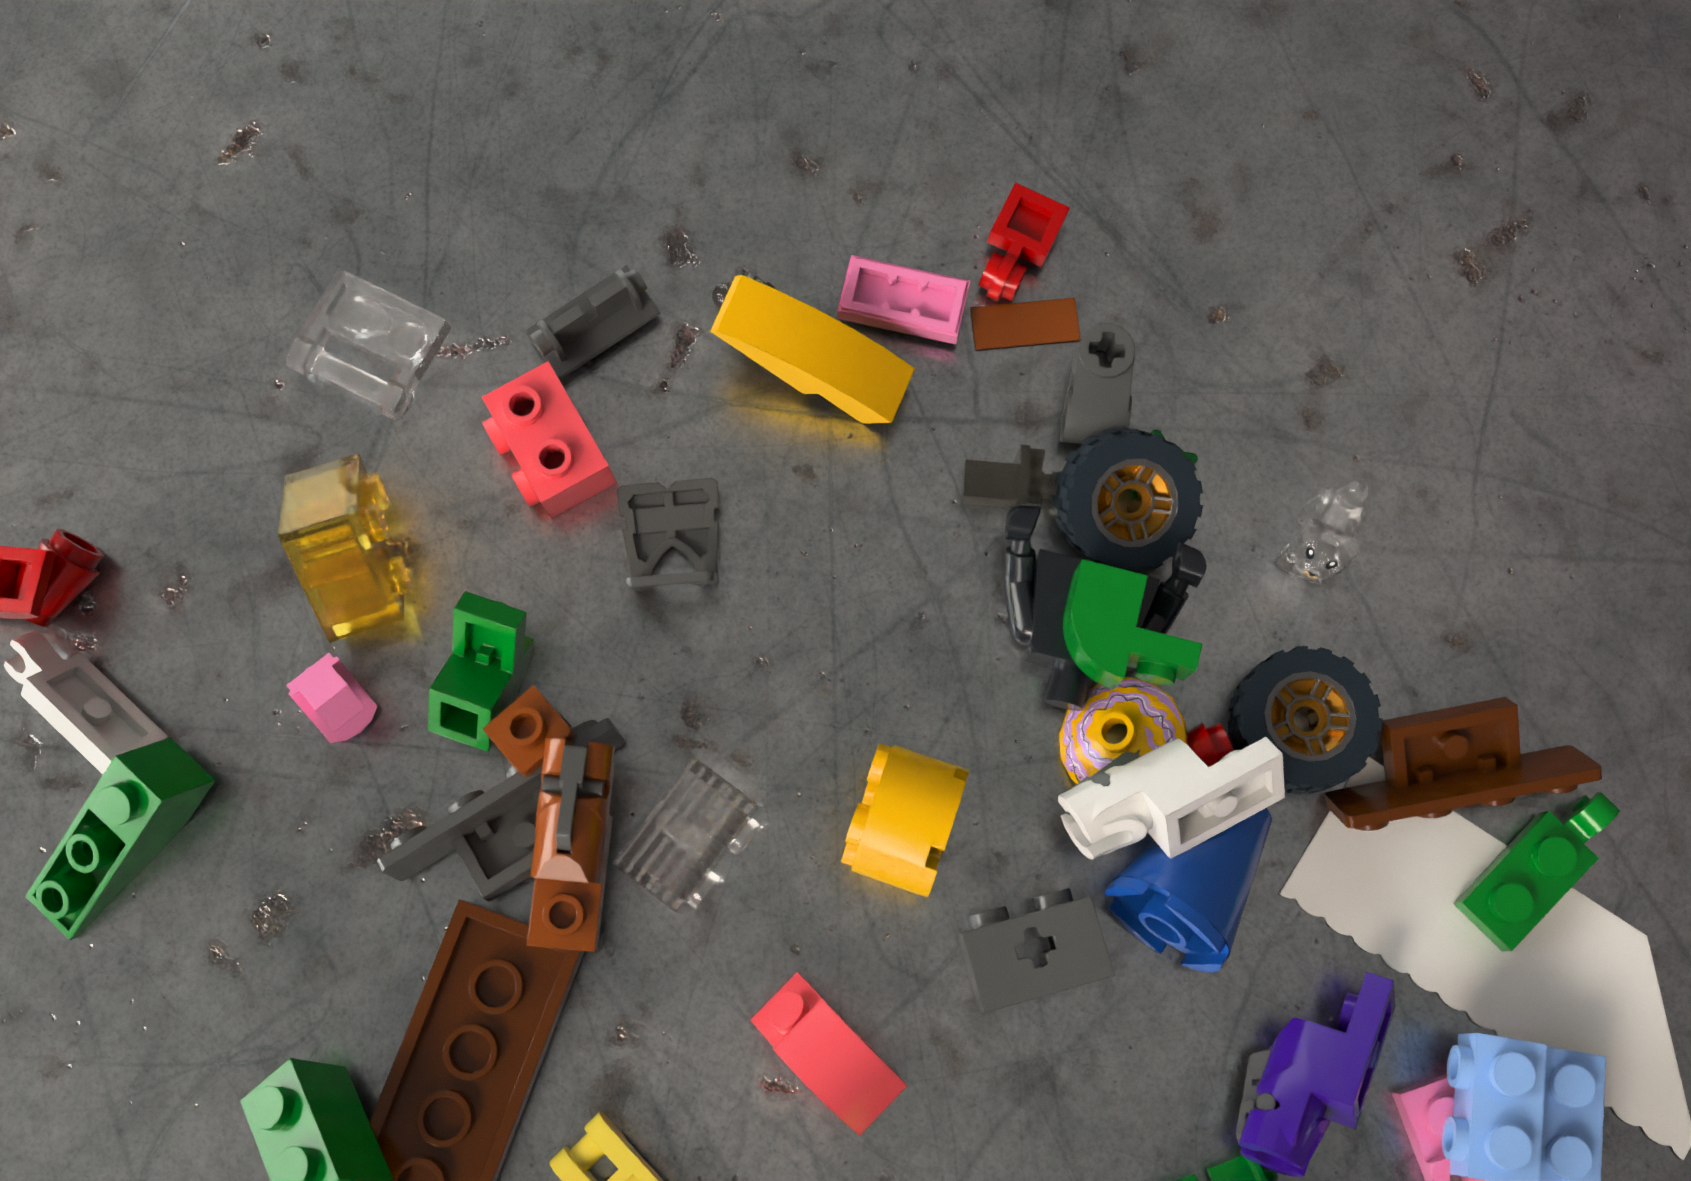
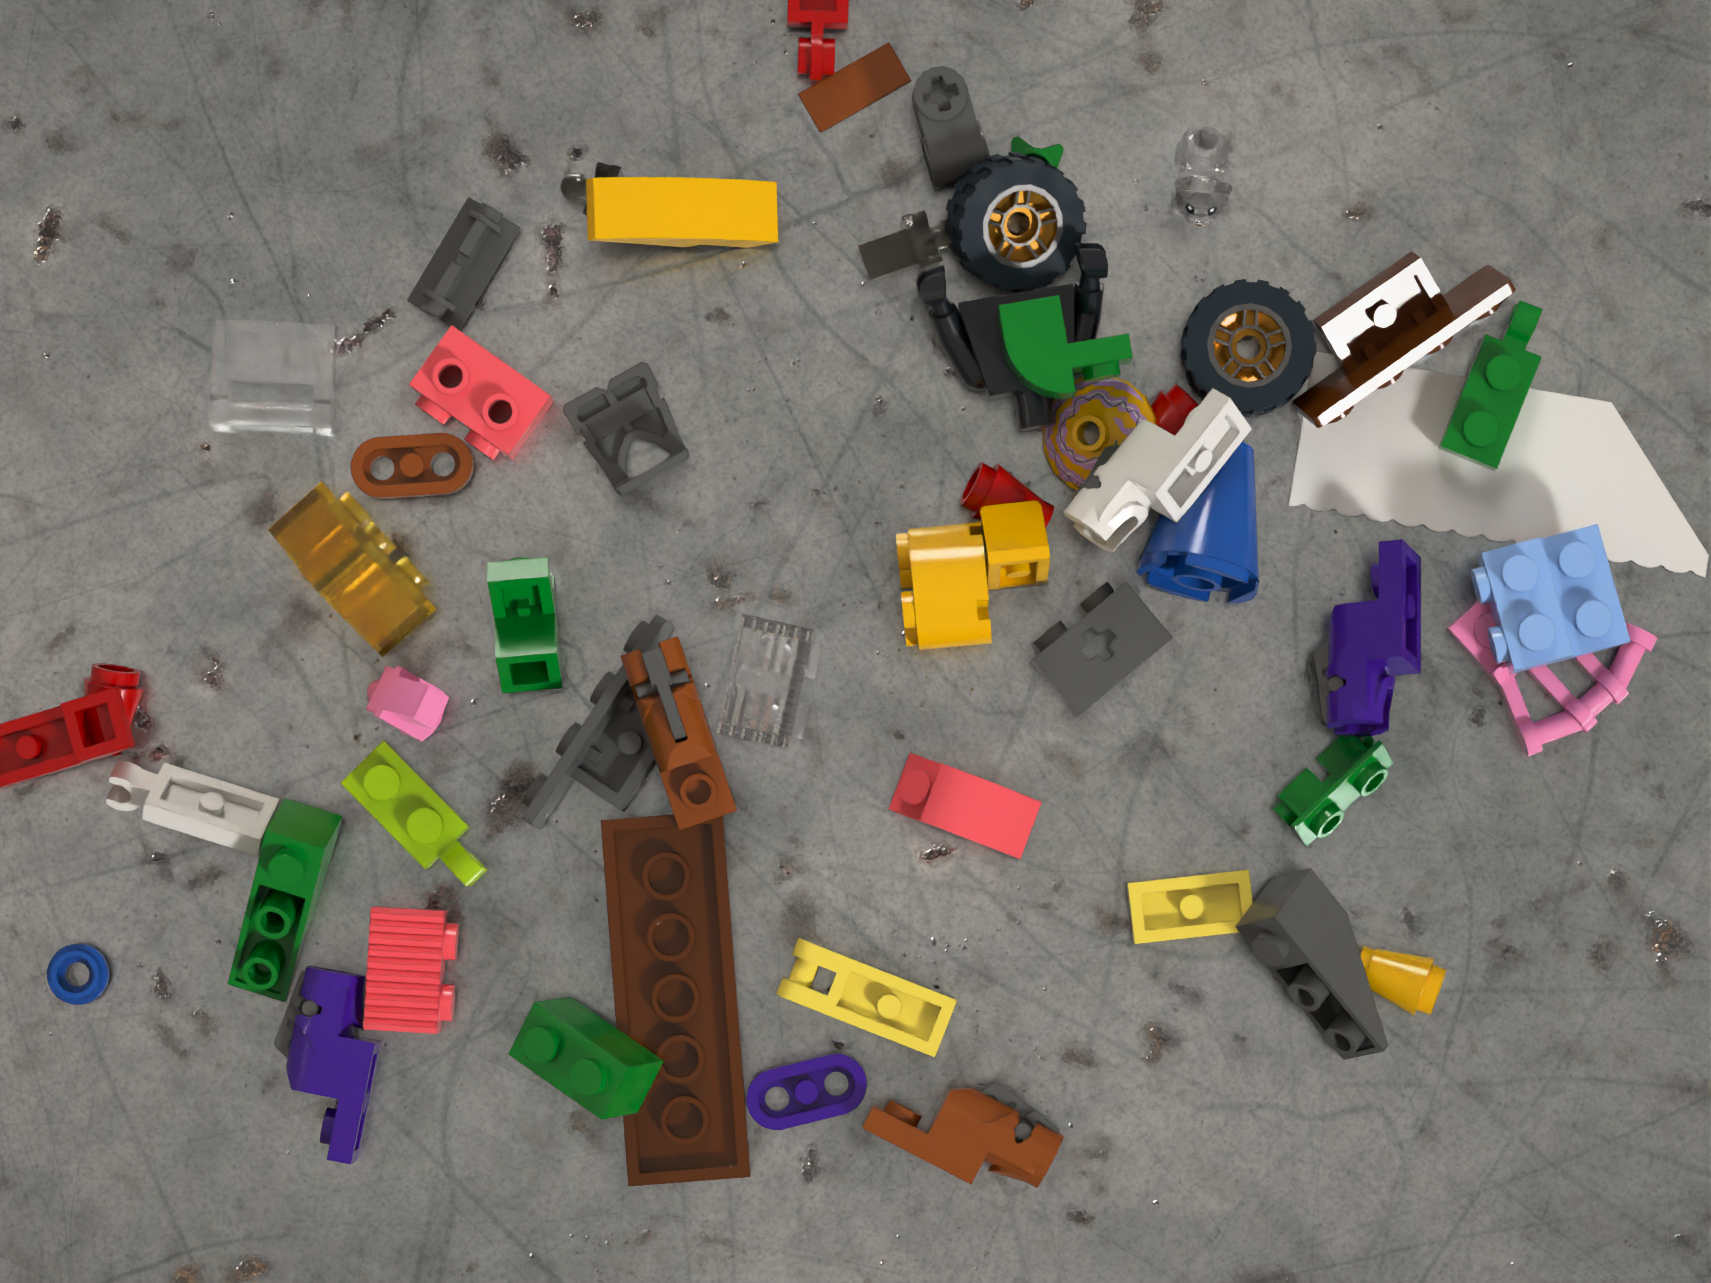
camera: 25 degrees left, 10 degrees up
(76, 1020) = (327, 1055): none -> dark purple plate
(196, 964) = (408, 970): none -> coral brick
(287, 811) = (413, 812): none -> lime plate
(455, 481) = (413, 465): none -> dark orange plate
(523, 729) = (595, 655): dark orange bracket -> none
(903, 299) = (736, 118): bright pink plate -> none
(994, 810) = (1015, 545): none -> yellow slope
(1001, 762) = (998, 486): none -> red cone

